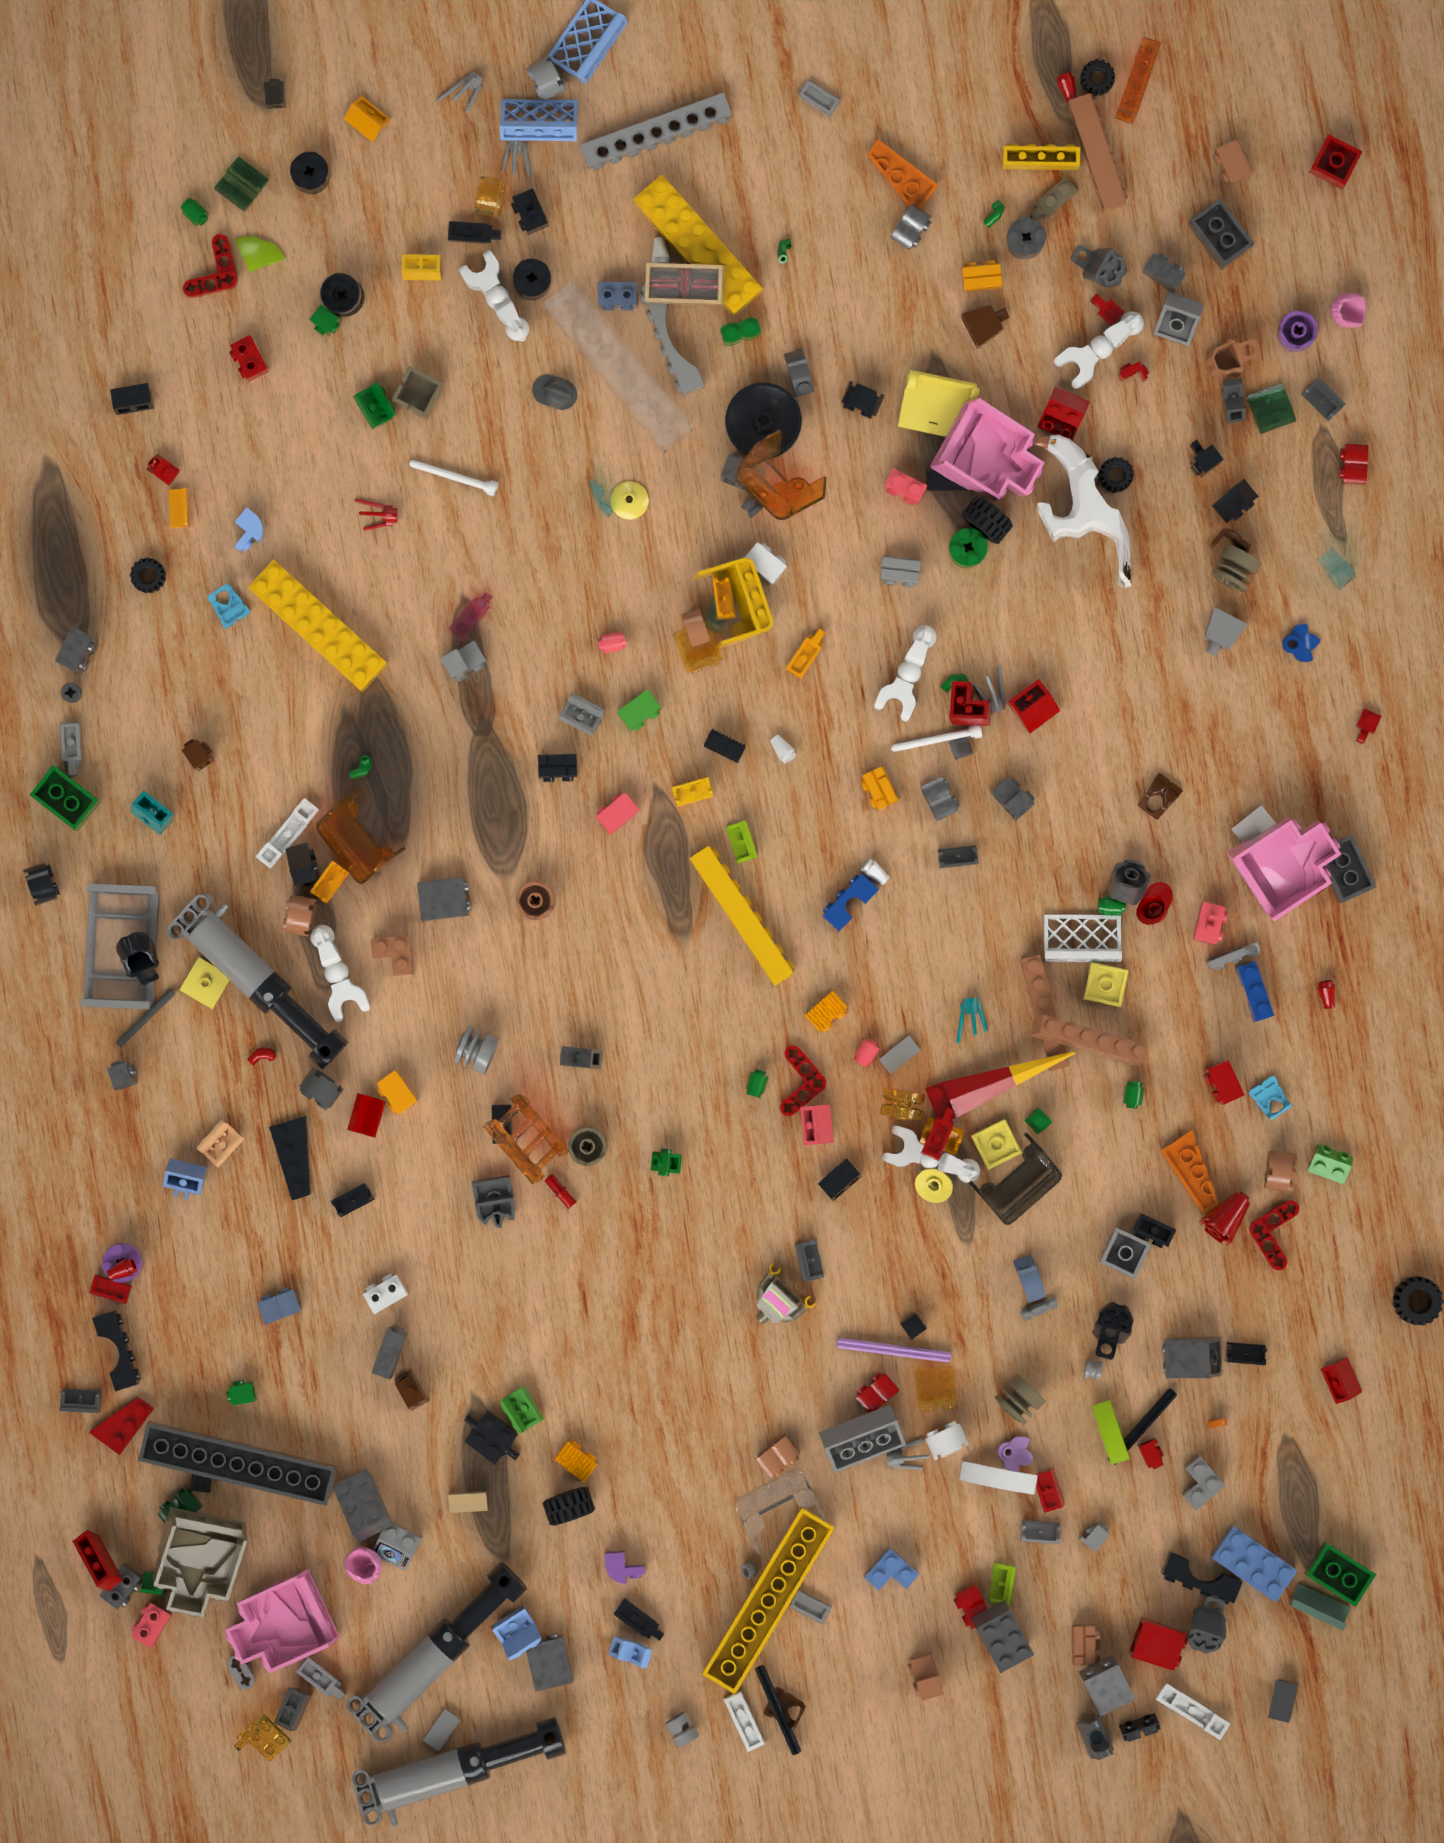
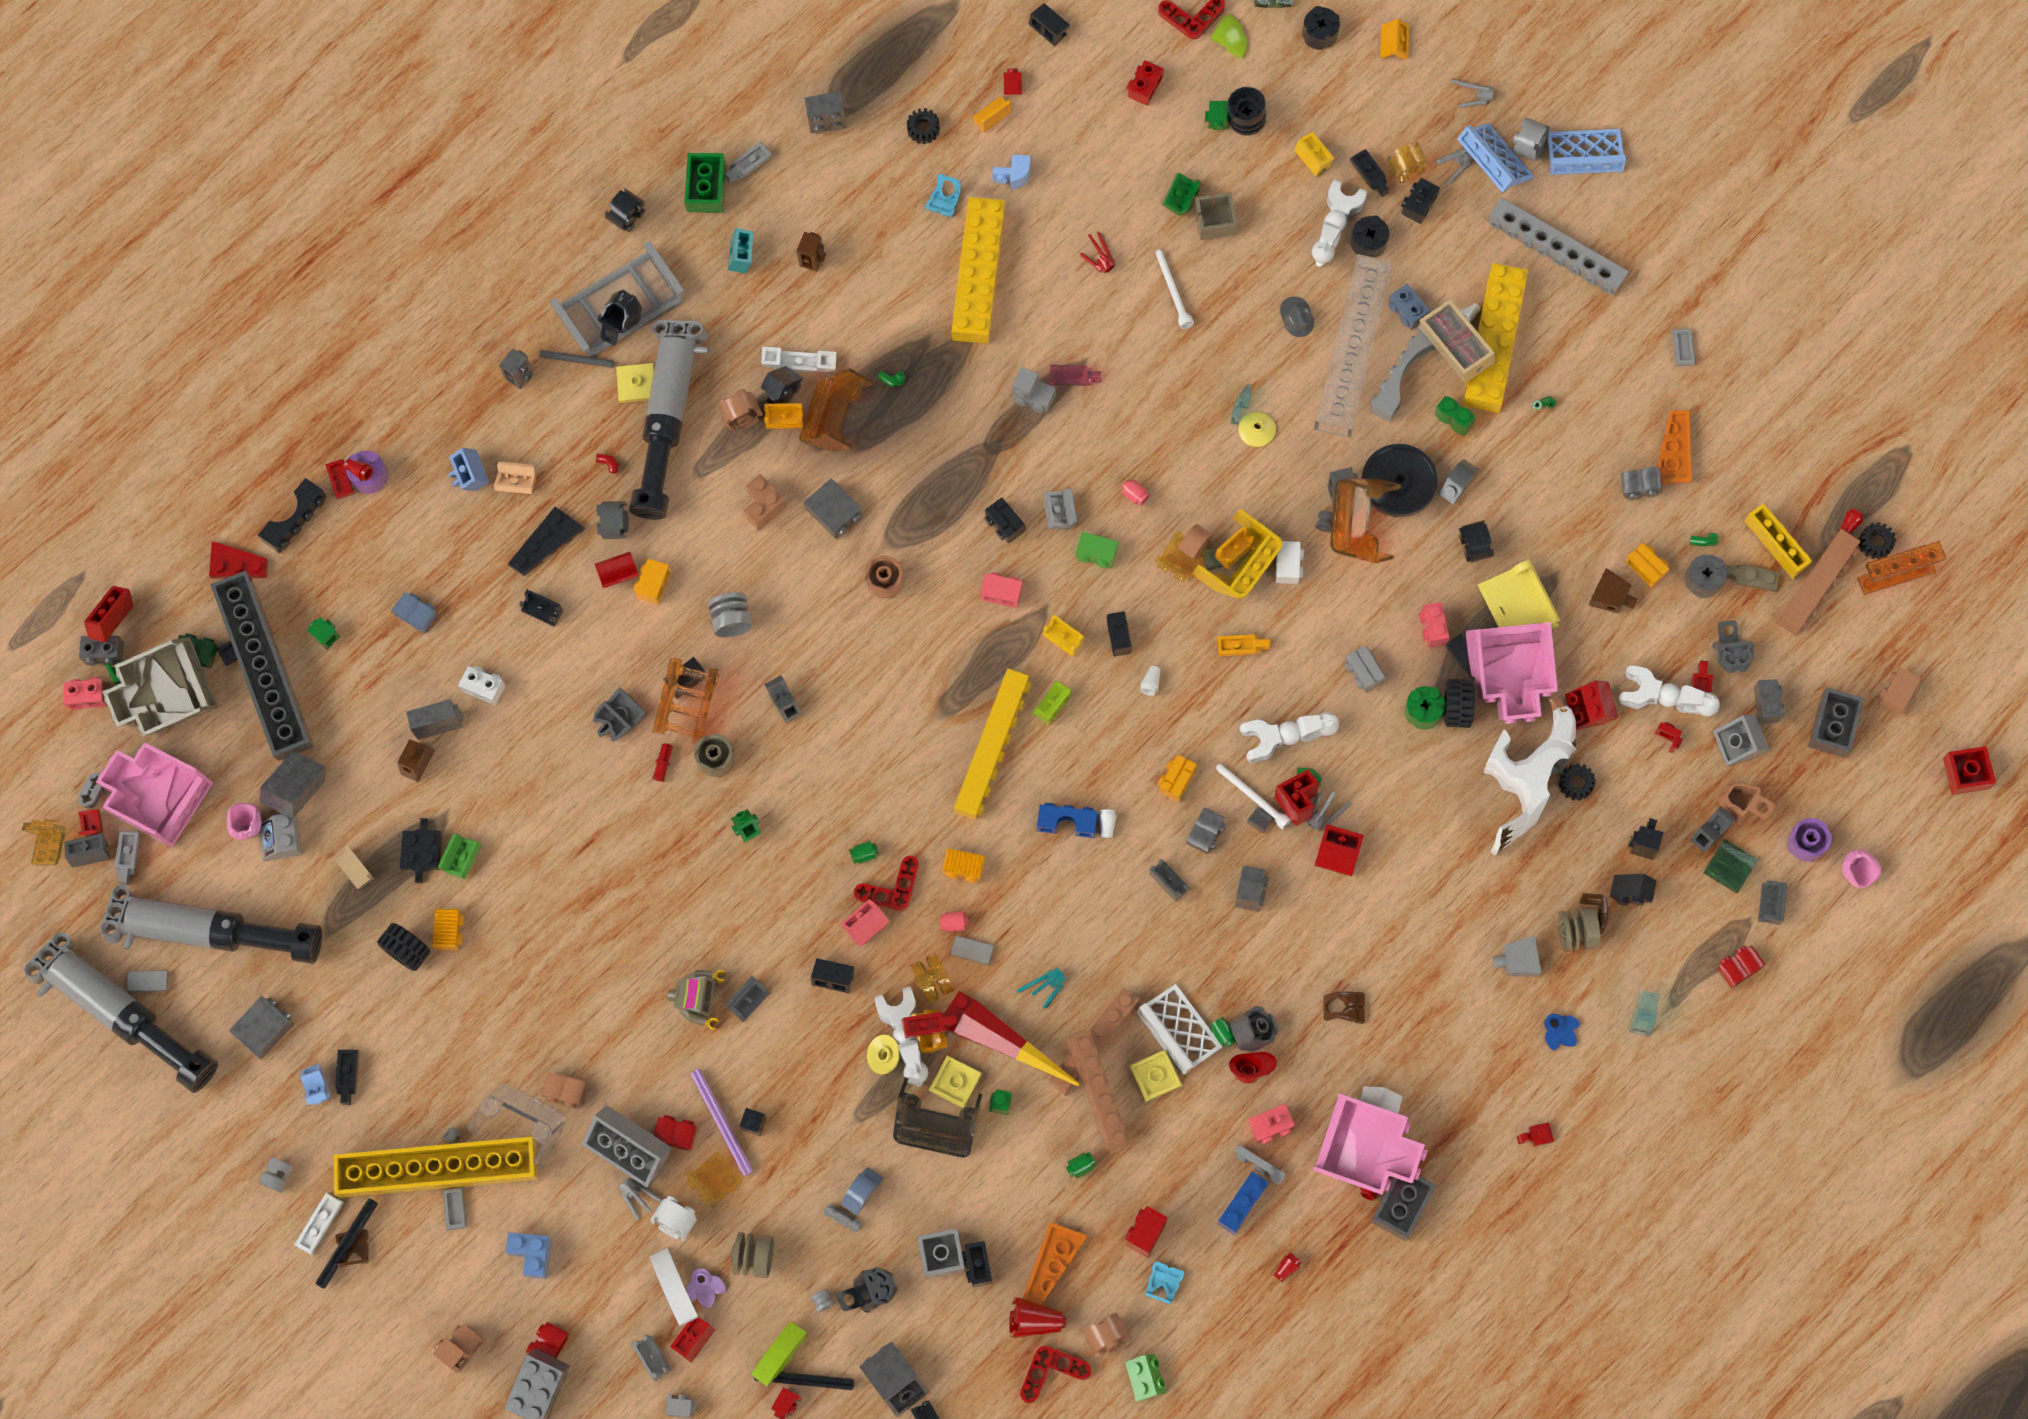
camera: 55 degrees right, 15 degrees down
(73, 695) = (790, 139): dark grey wheel -> none
(80, 1400) = (233, 517): dark grey hinge -> none
(271, 1691) = (90, 822): none -> red bracket
(336, 973) = (715, 469): white piece -> none
(517, 1632) = (269, 981): light blue bracket -> none
(618, 1570) = (379, 1025): medium lavender brick -> none
(1001, 1583) = (585, 1357): lime hinge -> none

